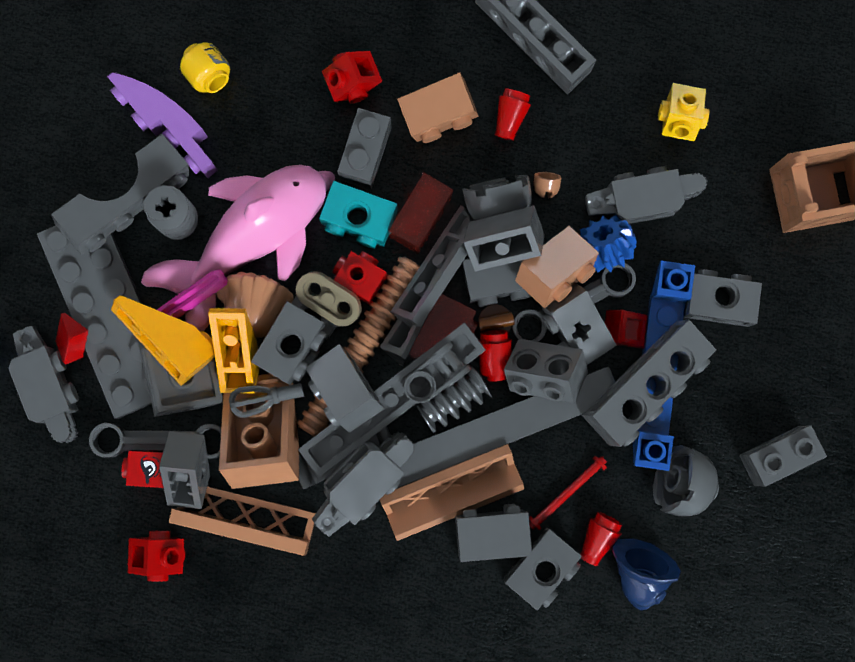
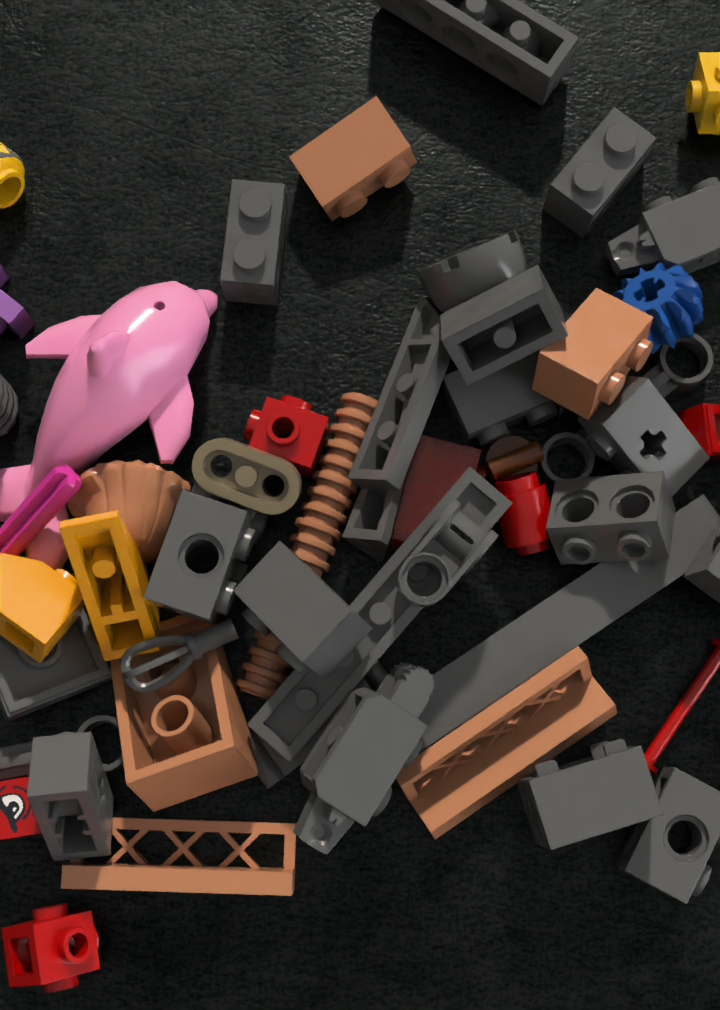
camera: 10 degrees left, 5 degrees down
(344, 200) = (243, 323): teal brick -> none
(345, 76) = (212, 138): red brick -> none
(421, 213) = (361, 321): clear red brick -> none
(448, 400) = (472, 592): dark grey piece -> none
(511, 112) = (465, 145): red cone -> none
(546, 182) = (542, 241): nougat hinge -> none
(591, 147) = (598, 172): none -> dark grey brick

